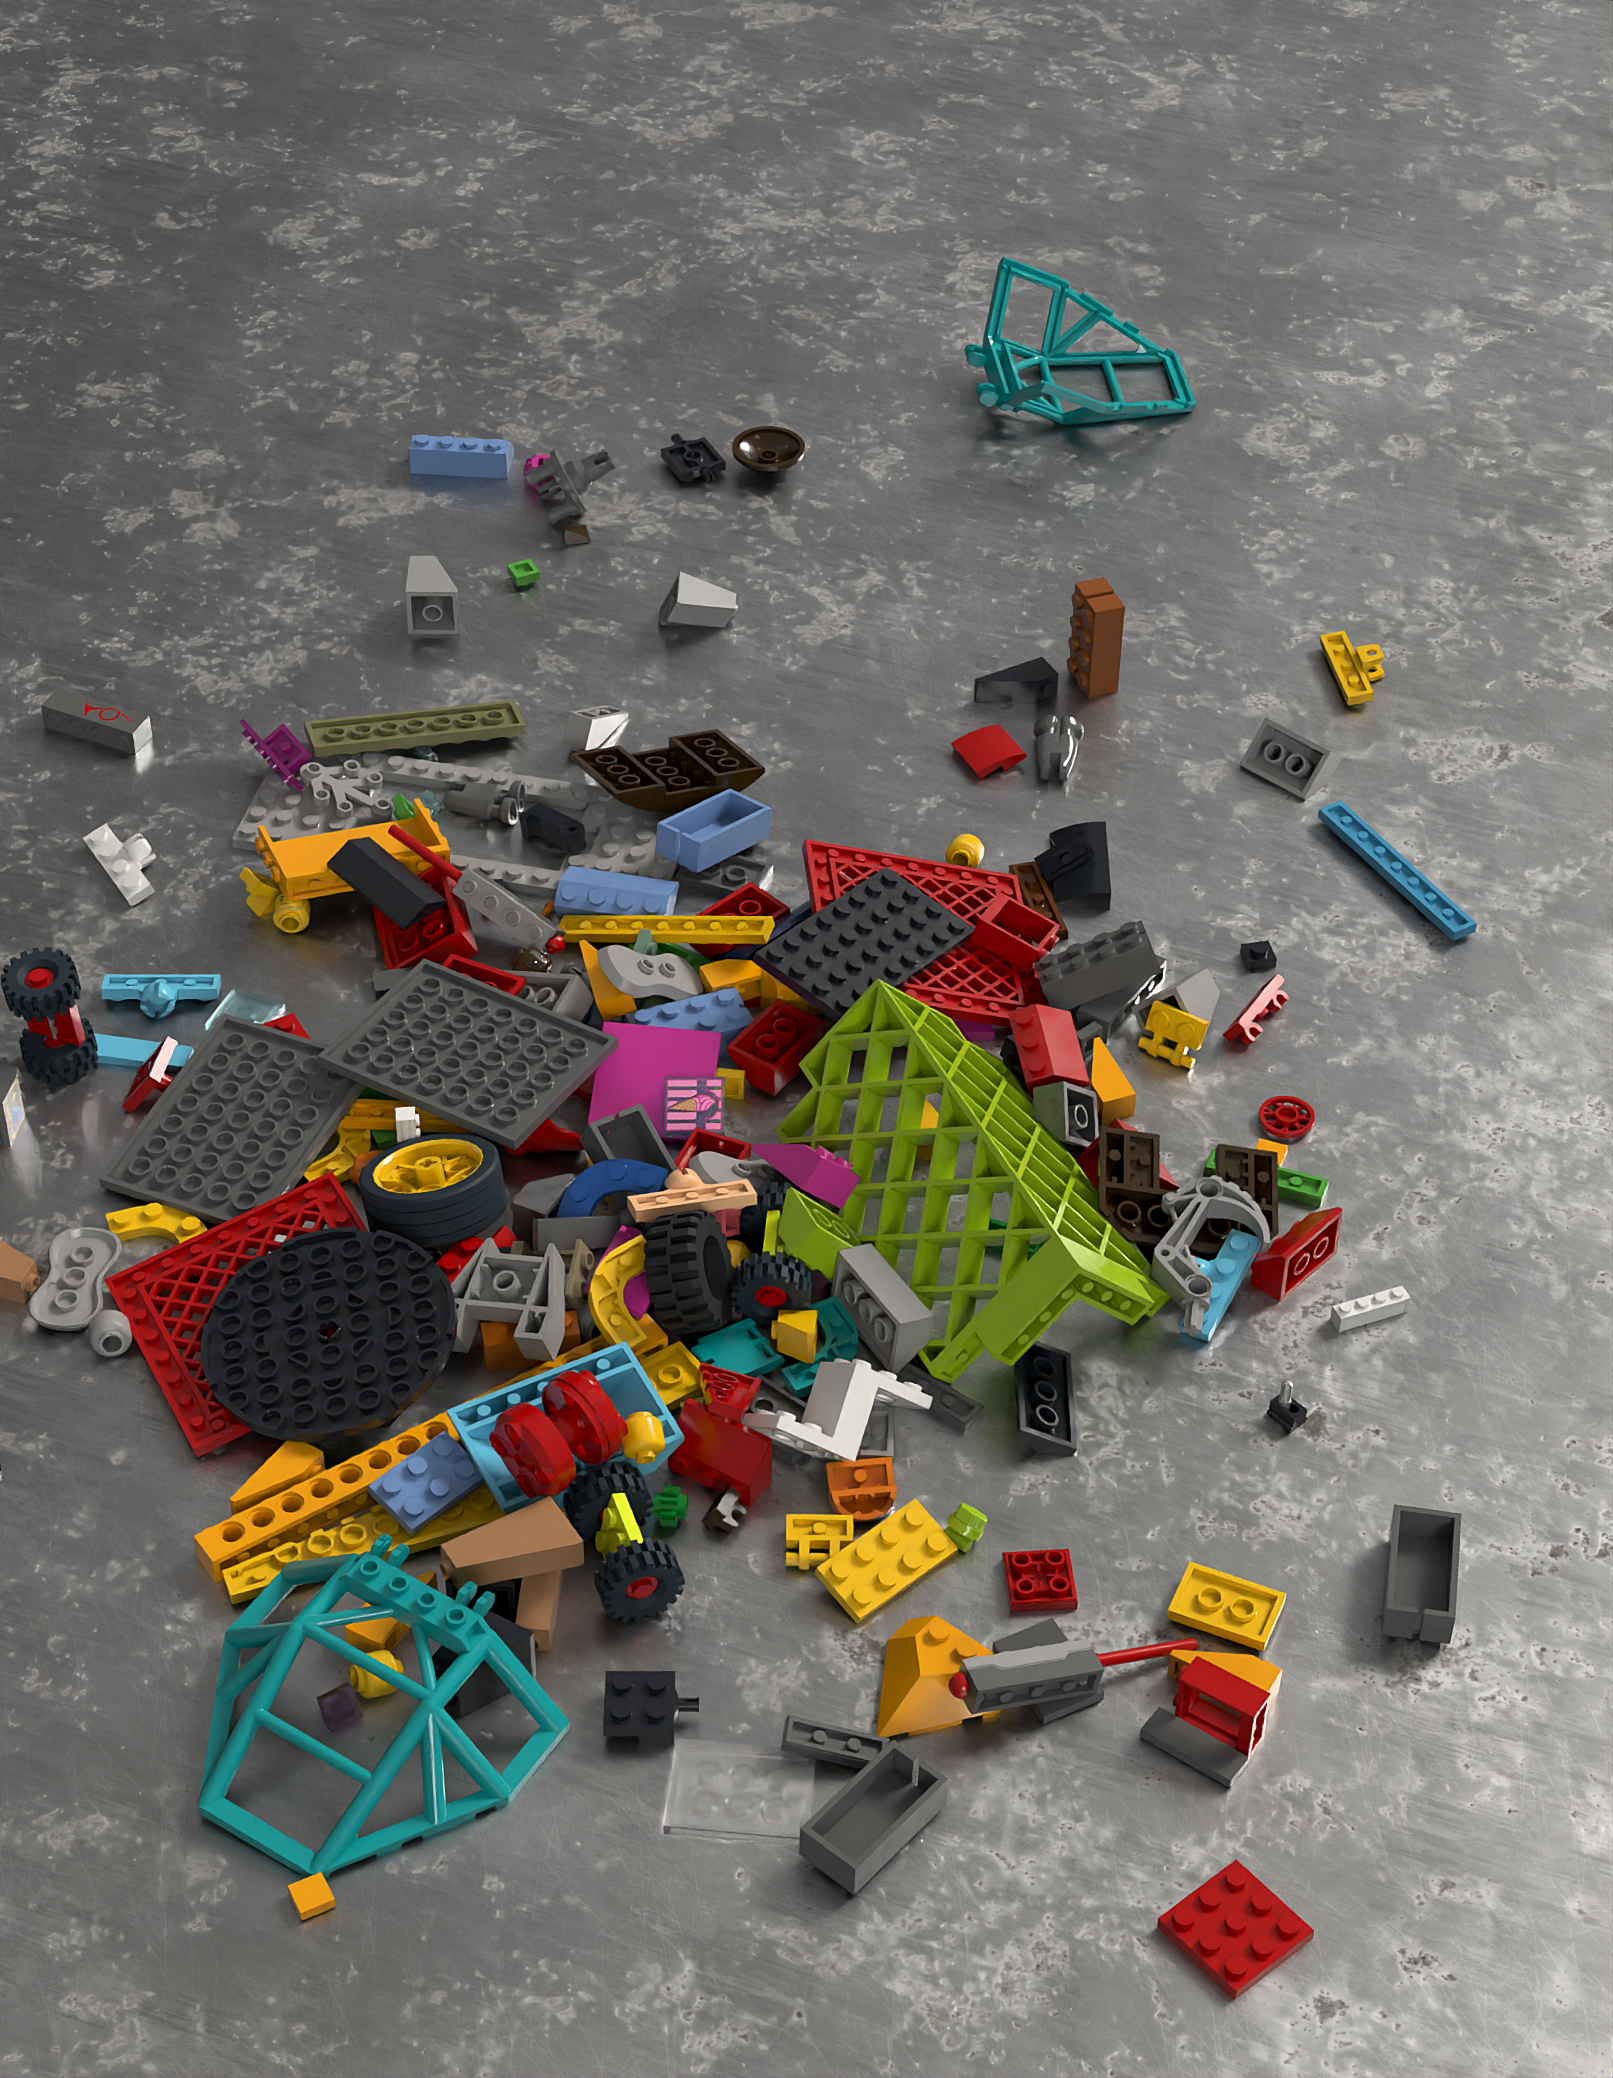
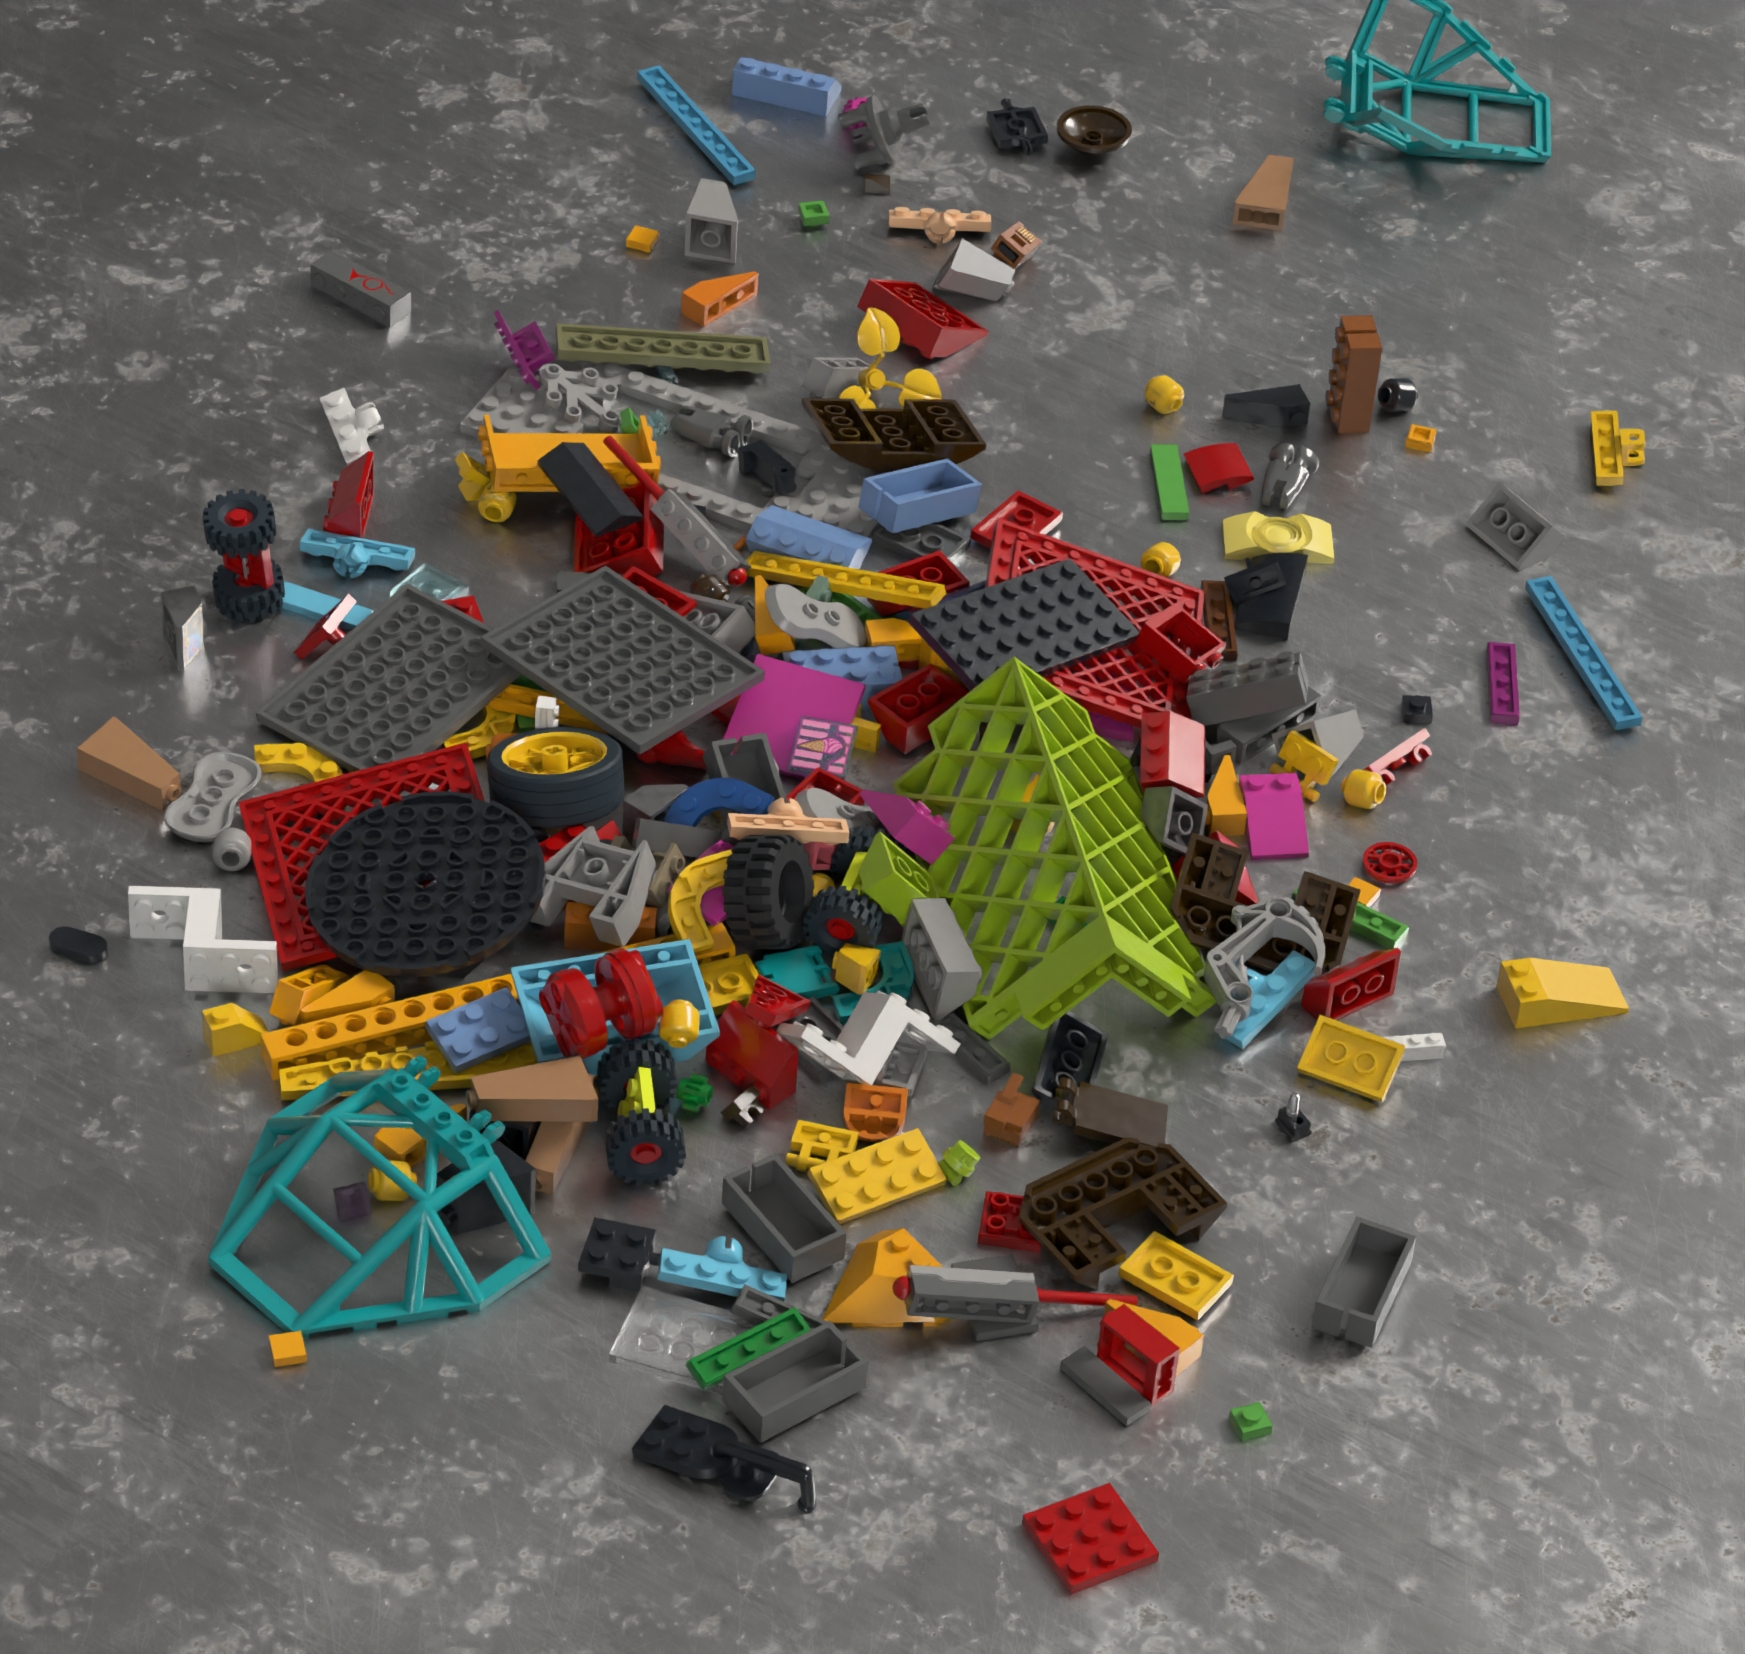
camera: 10 degrees right, 0 degrees up
(115, 1464) = (197, 919): none -> white bracket
(142, 935) = (352, 498): none -> red slope
(159, 1535) = (231, 1029): none -> yellow slope
(226, 1476) = (302, 989): none -> light orange slope
(363, 625) = (642, 238): none -> light orange tile
(386, 507) = (696, 125): none -> dark azure plate
(453, 669) = (718, 296): none -> orange slope
(628, 680) = (874, 336): none -> yellow plant
(647, 563) = (939, 225): none -> light nougat plate
(655, 655) = (922, 317): none -> red slope
(728, 570) = (1015, 245): none -> dark orange piece
(755, 1704) = (719, 1270): none -> medium azure plate
(805, 1629) = (784, 1218): none -> dark grey piece
(805, 1917) = (713, 1450): none -> black plate
(810, 826) = (1020, 510): none -> red plate
(812, 1789) = (712, 1365): none -> green tile
(915, 689) = (1164, 394): none -> yellow head
(946, 773) = (1169, 482): none -> bright green tile
(949, 484) = (1266, 195): none -> medium nougat slope
(1002, 1461) = (1011, 1113): none -> dark orange piece
(1046, 810) = (1257, 534): none -> light yellow slope
(1106, 1443) = (1109, 1114): none -> dark brown tile
(1106, 1540) = (1077, 1203): none -> dark brown slope
(1136, 651) = (1397, 395): none -> black head
(1162, 1089) = (1274, 816): none -> dark pink slope
(1169, 688) = (1420, 438): none -> light orange tile
(1237, 1046) = (1363, 789): none -> yellow head
(1323, 1331) = (1351, 1058): none -> yellow plate
(1330, 914) = (1502, 683): none -> magenta tile
(1356, 1754) = (1250, 1421): none -> bright green plate
(1495, 1219) = (1557, 991): none -> yellow slope

